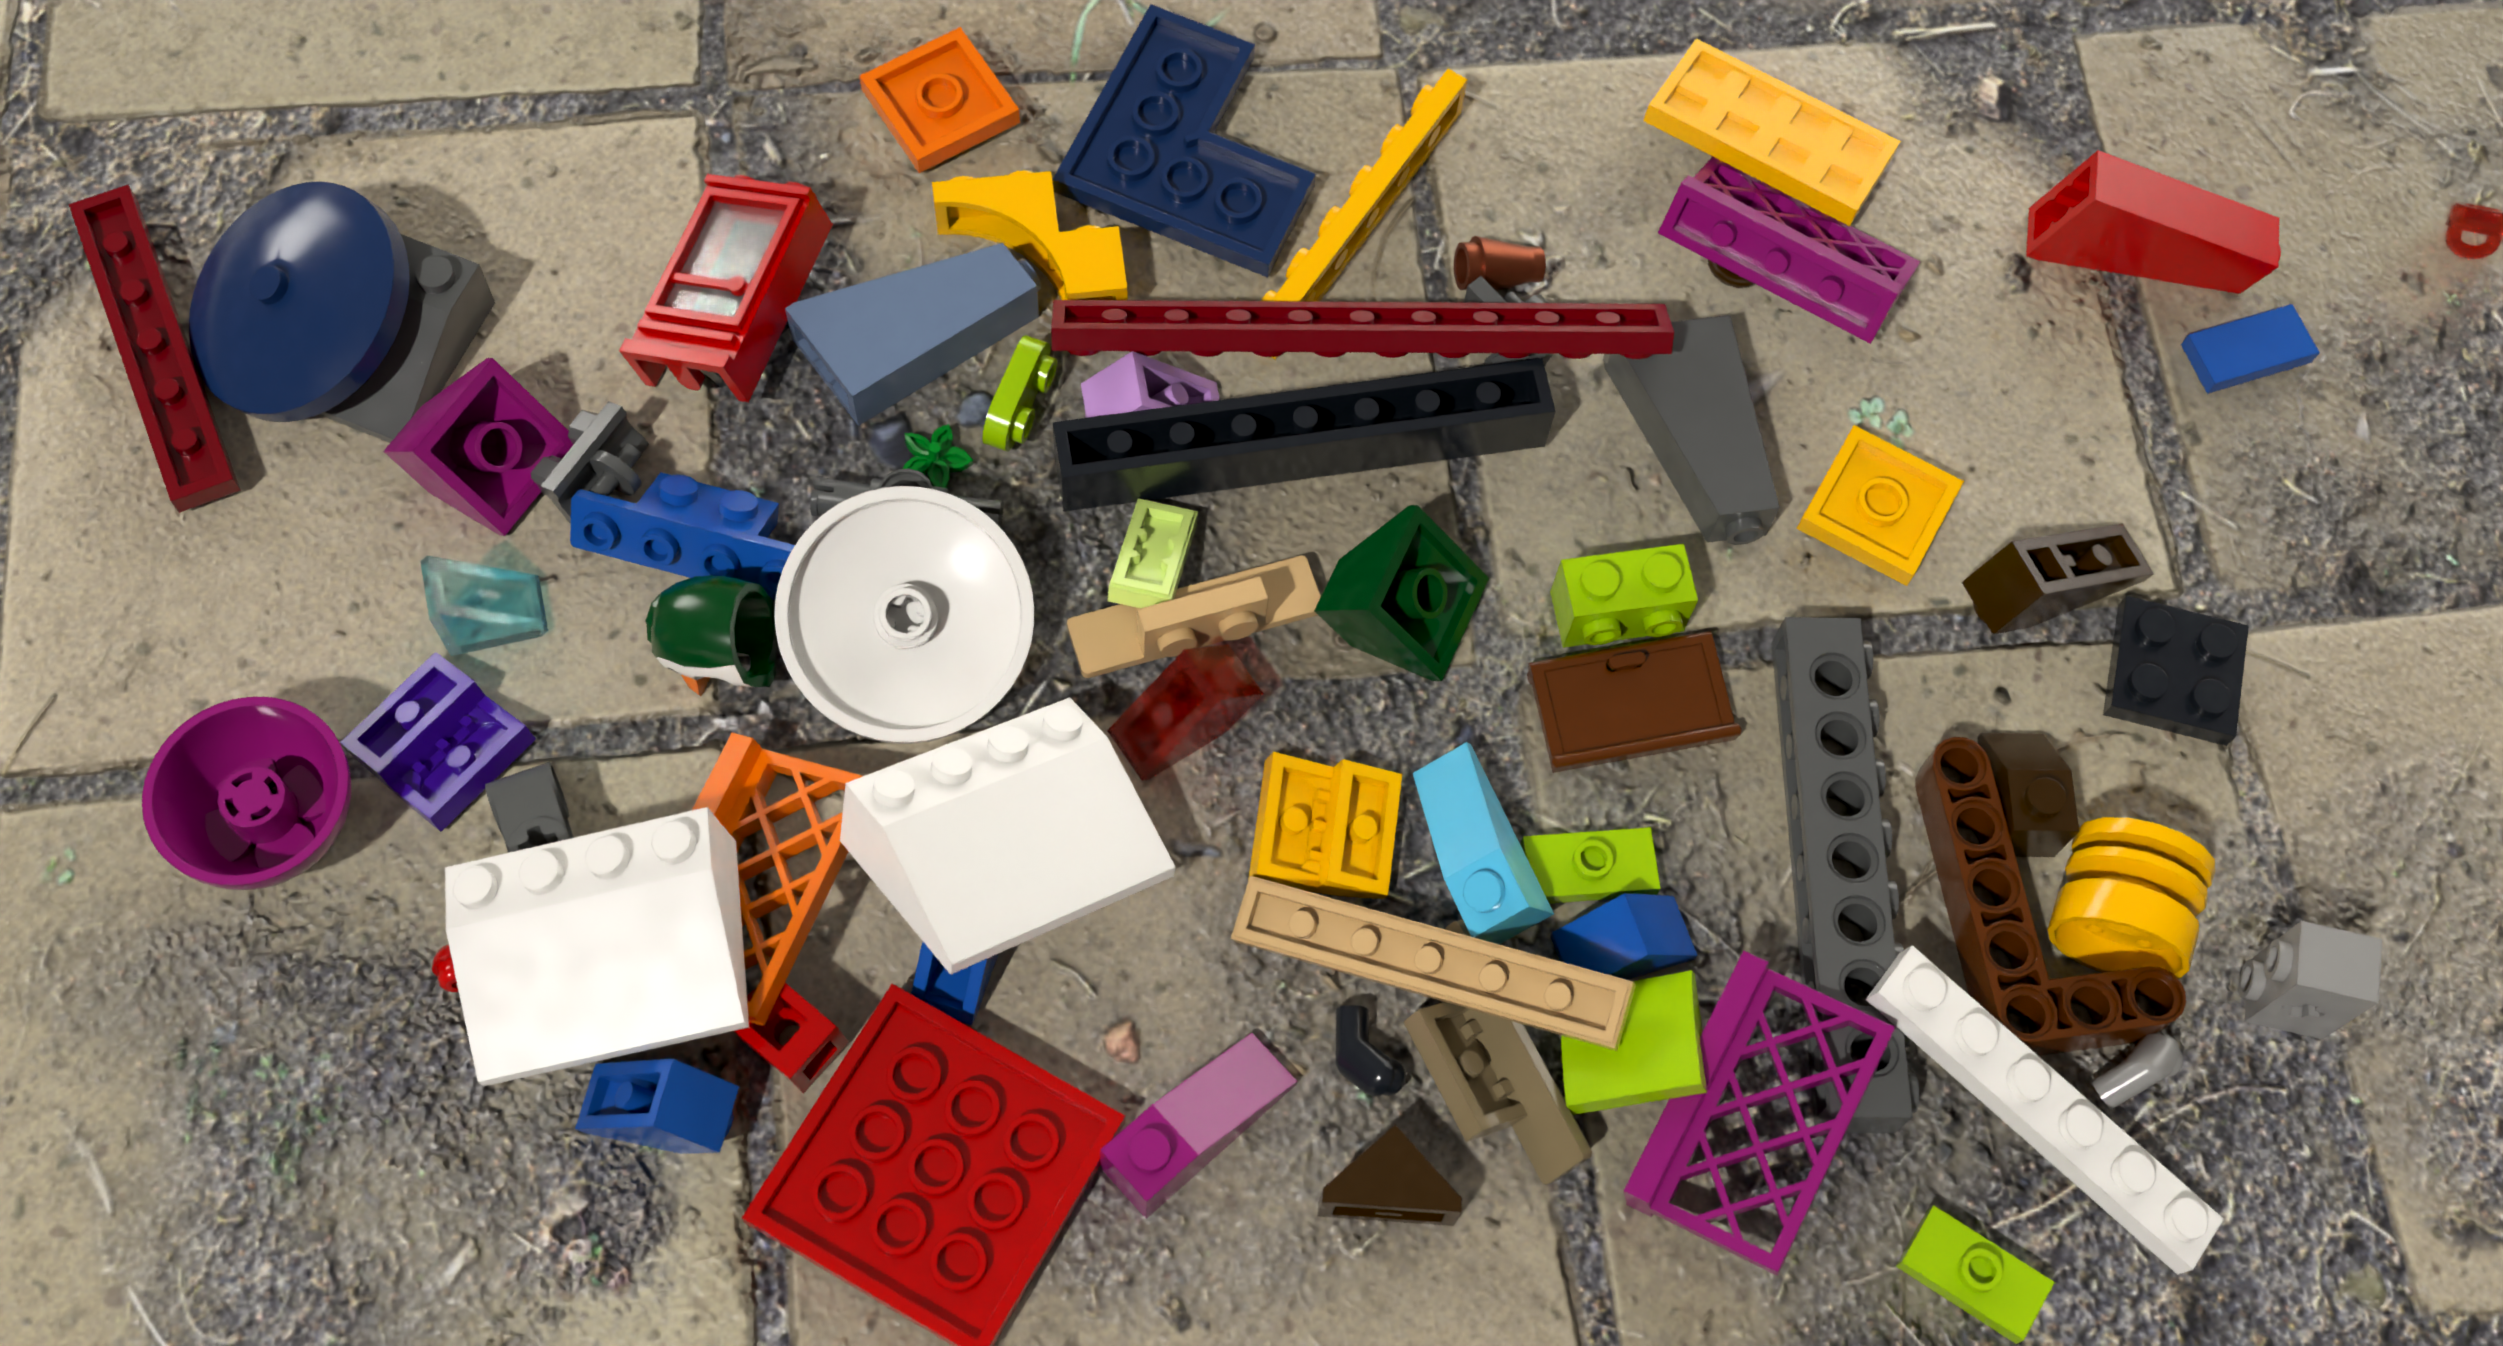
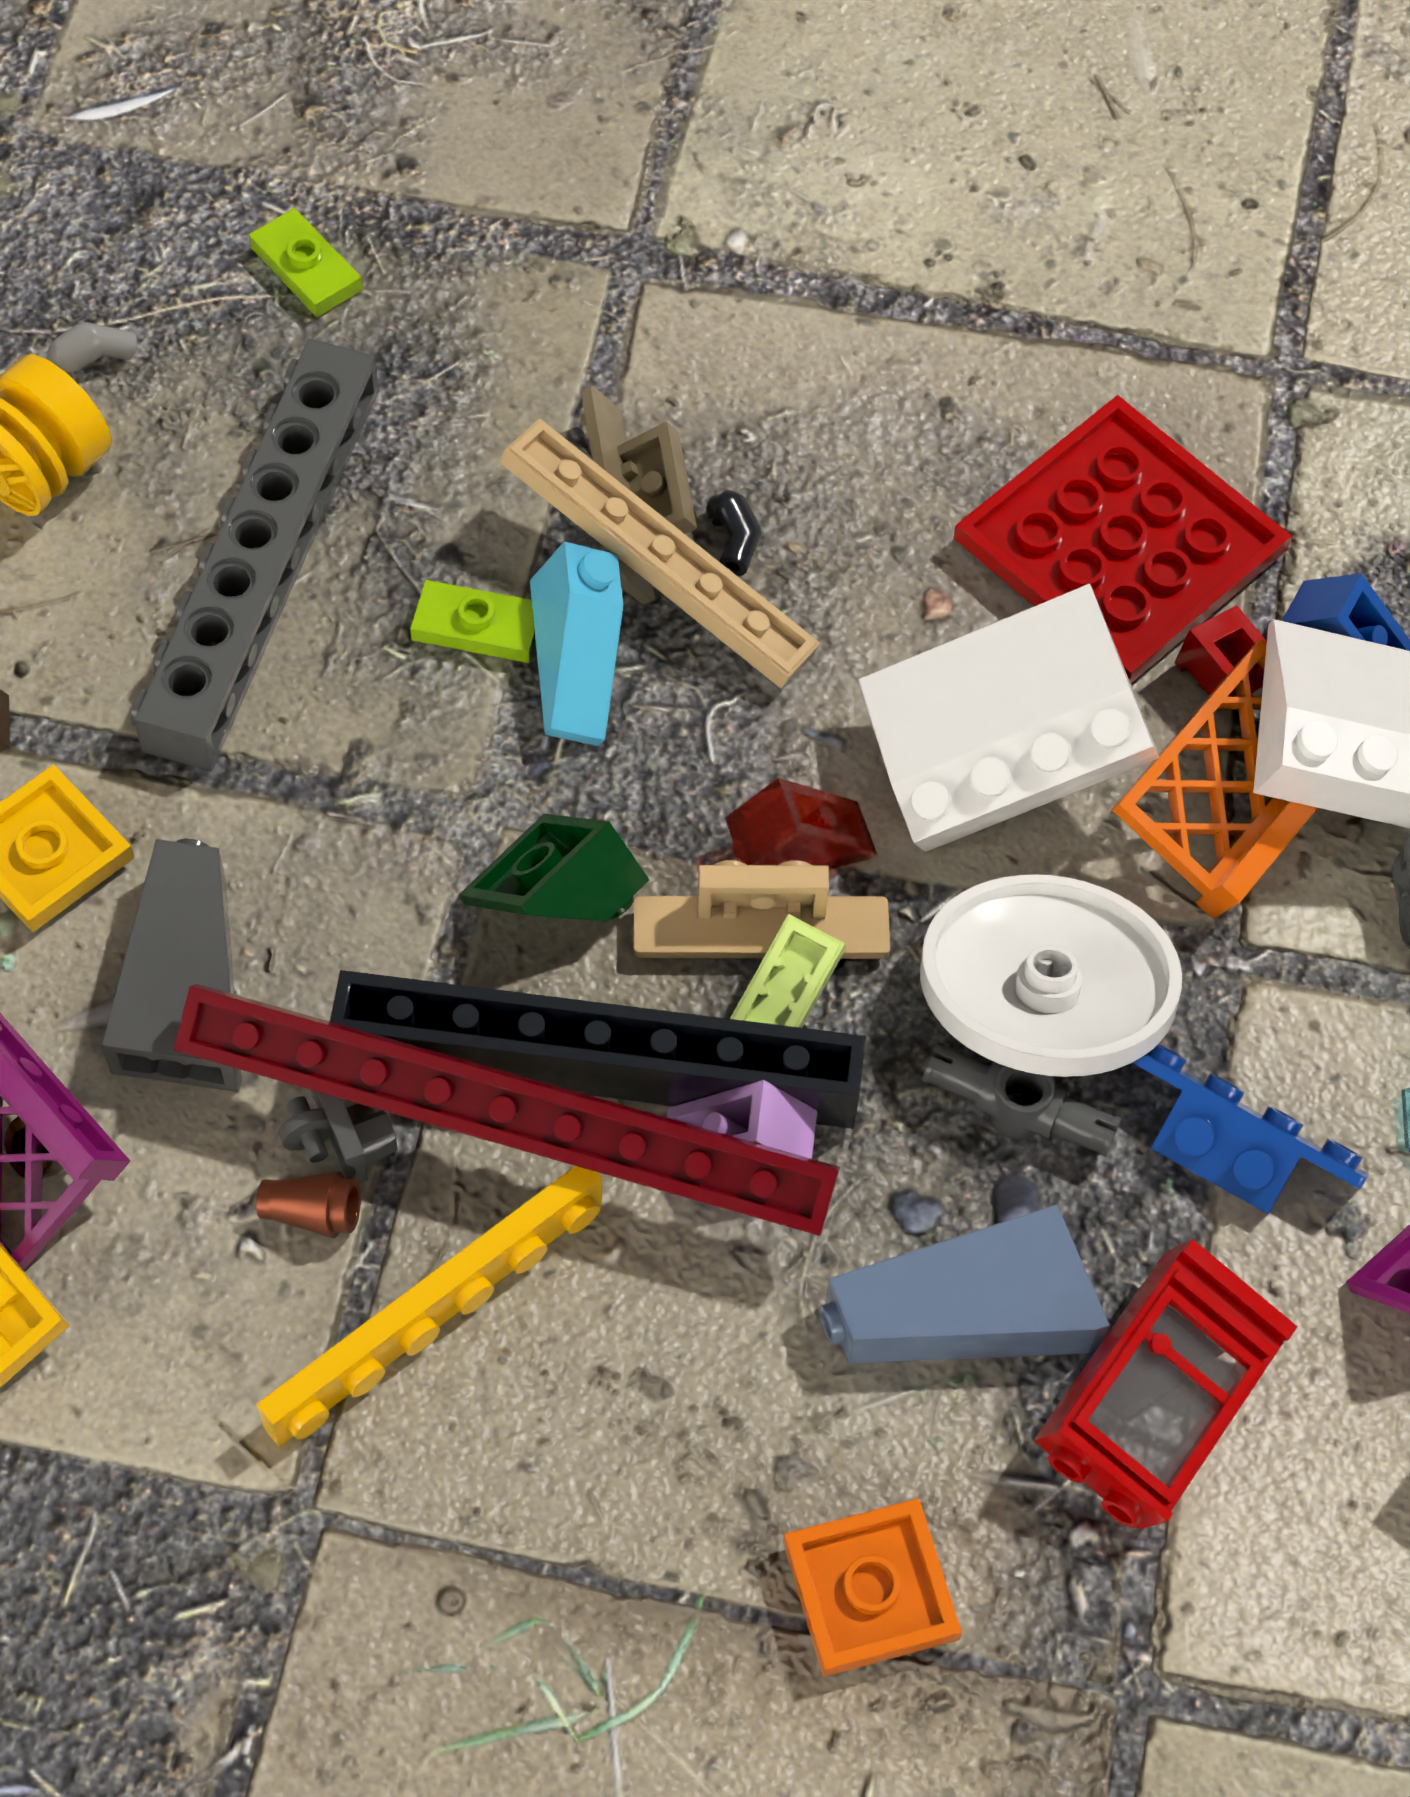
camera: 160 degrees left, 5 degrees down
(597, 462) = (1358, 1217): dark grey hips -> none
(709, 622) = (1251, 1013): dark green piece -> none
(936, 457) = (979, 1163): green plant -> none
(1010, 411) = (889, 1172): lime plate -> none
(1023, 216) = (814, 1401): yellow arch -> none
(1155, 154) = (643, 1456): dark blue plate -> none
(1194, 1124) = (898, 509): magenta slope -> none
(1326, 826) = (702, 714): yellow slope -> none
(1391, 1185) = (754, 424): dark brown slope -> none
(1623, 595) = (342, 818): lime brick -> none
(1627, 937) = (474, 548): blue slope -> none
(1636, 711) = (404, 738): reddish brown door -> none
(1655, 1056) = (490, 423): lime slope -> none
(1687, 1118) = (455, 422): magenta fence -> none
(2010, 924) = (163, 419): reddish brown beam -> none
(2033, 792) = (58, 563): dark brown slope -> none
(2045, 1110) = (196, 330): white plate -> none

